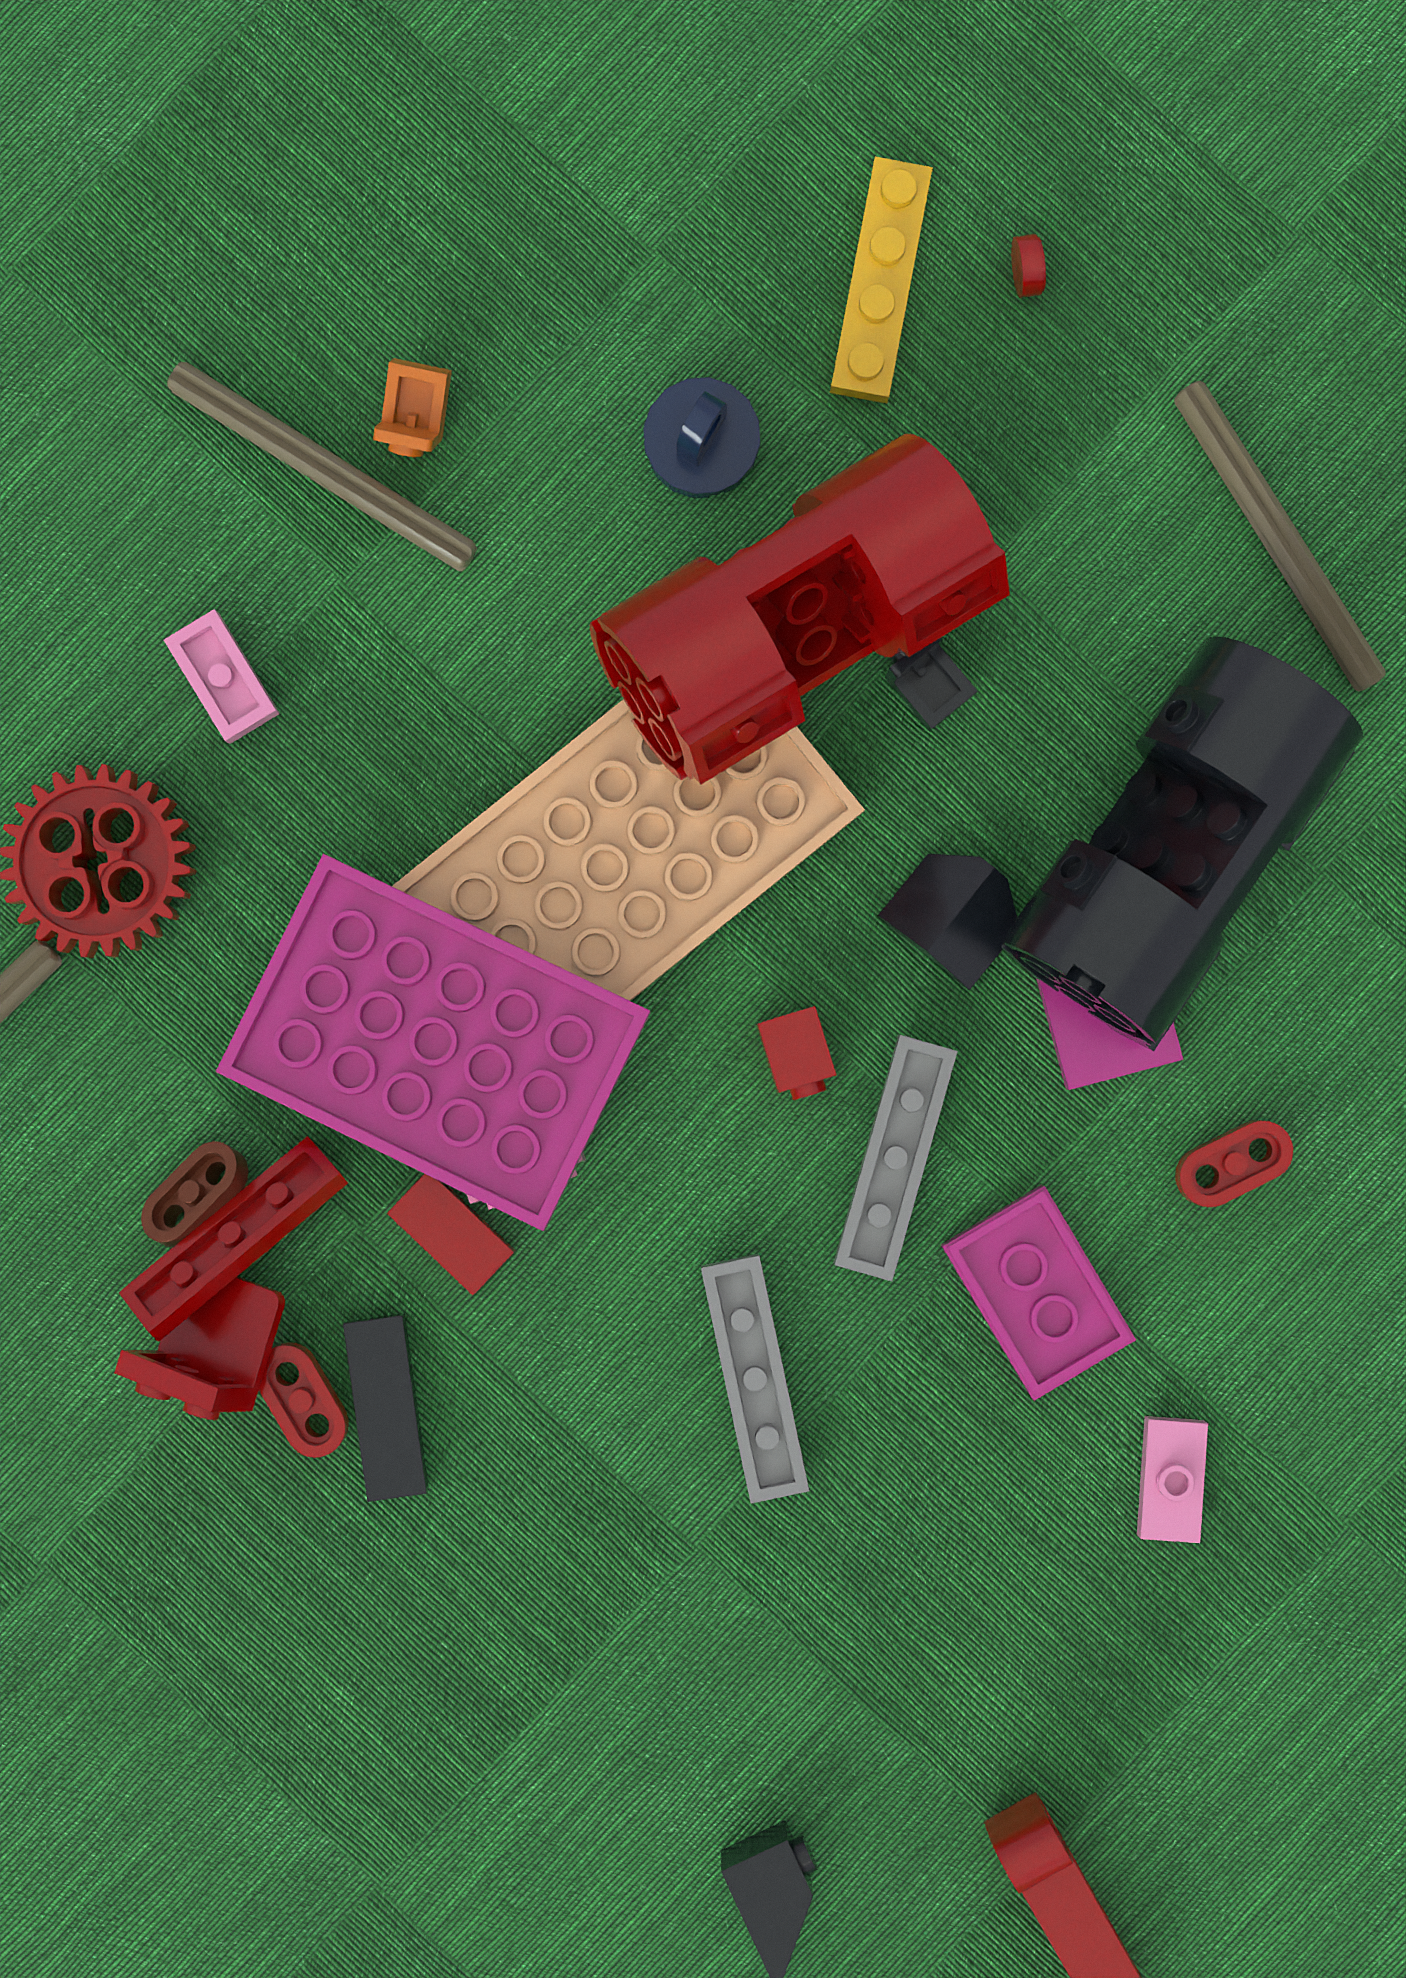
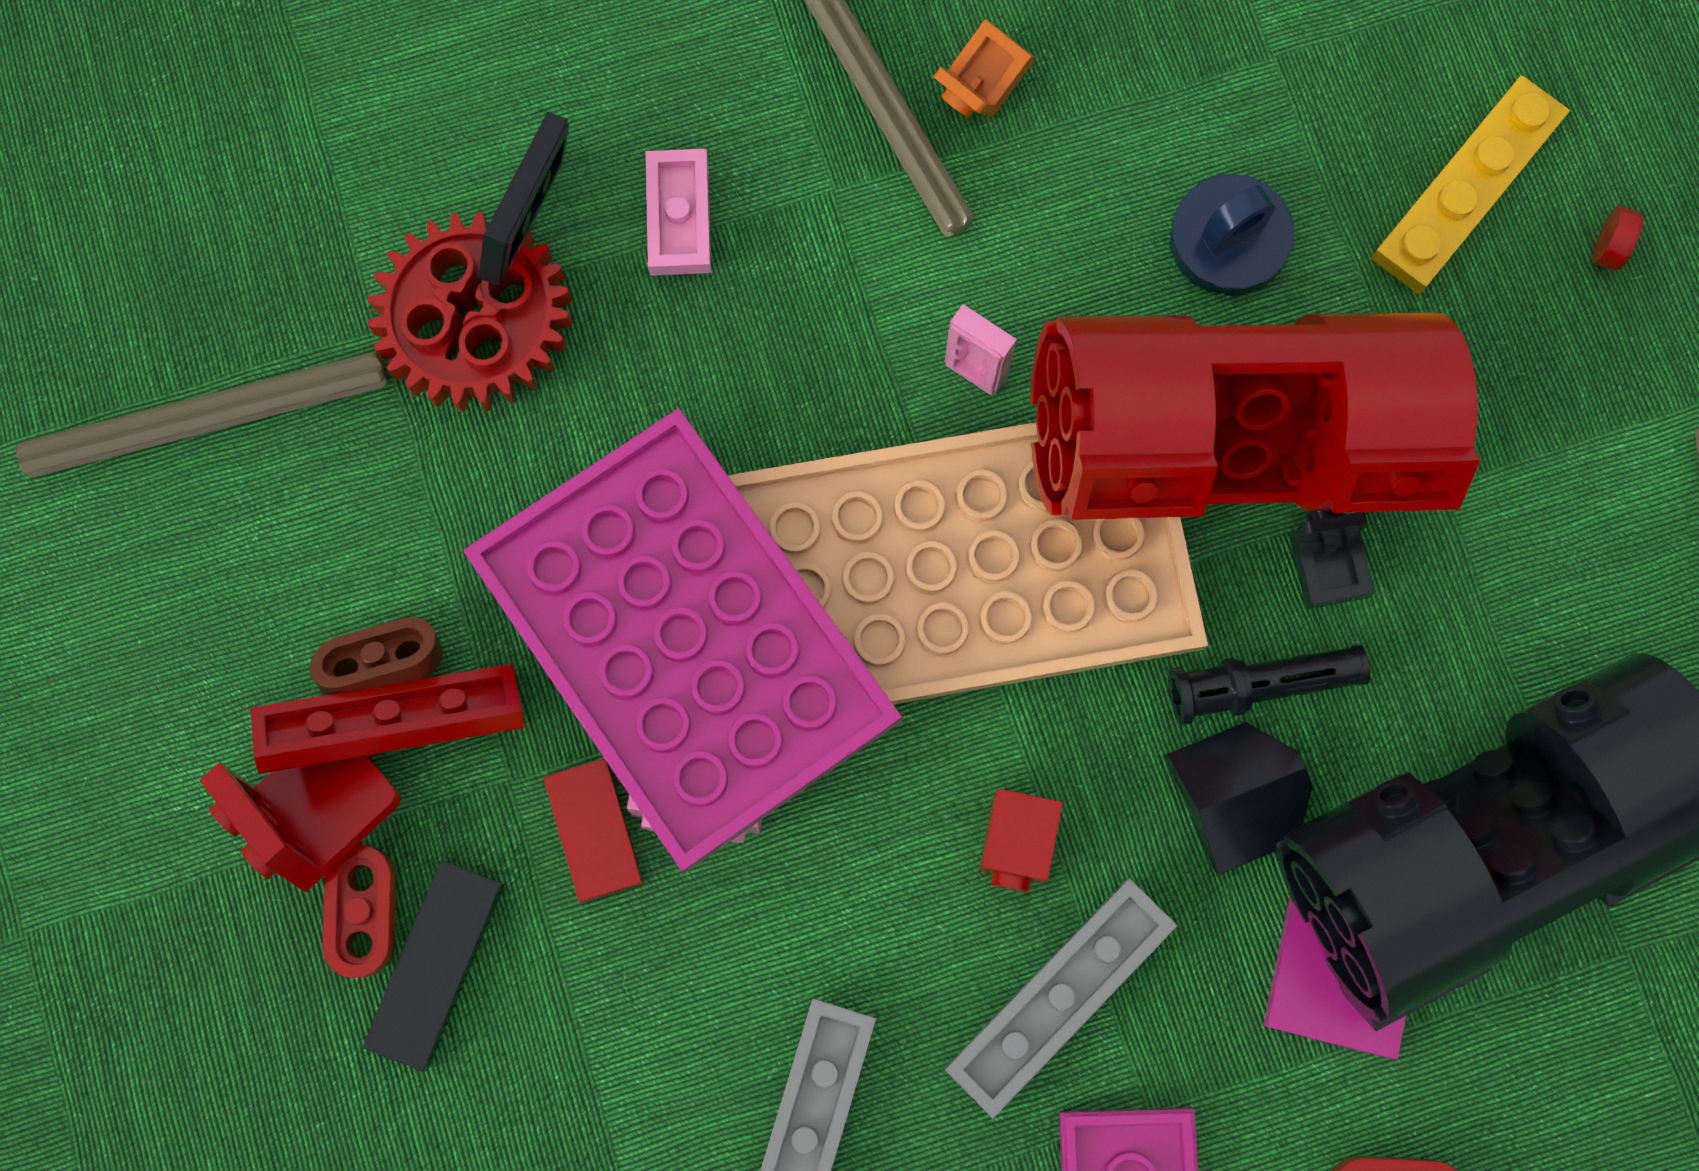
camera: 30 degrees right, 10 degrees down
(87, 743) = (523, 199): none -> black tile
(545, 664) = (979, 350): none -> bright pink plate
(906, 828) = (1237, 694): none -> black pin

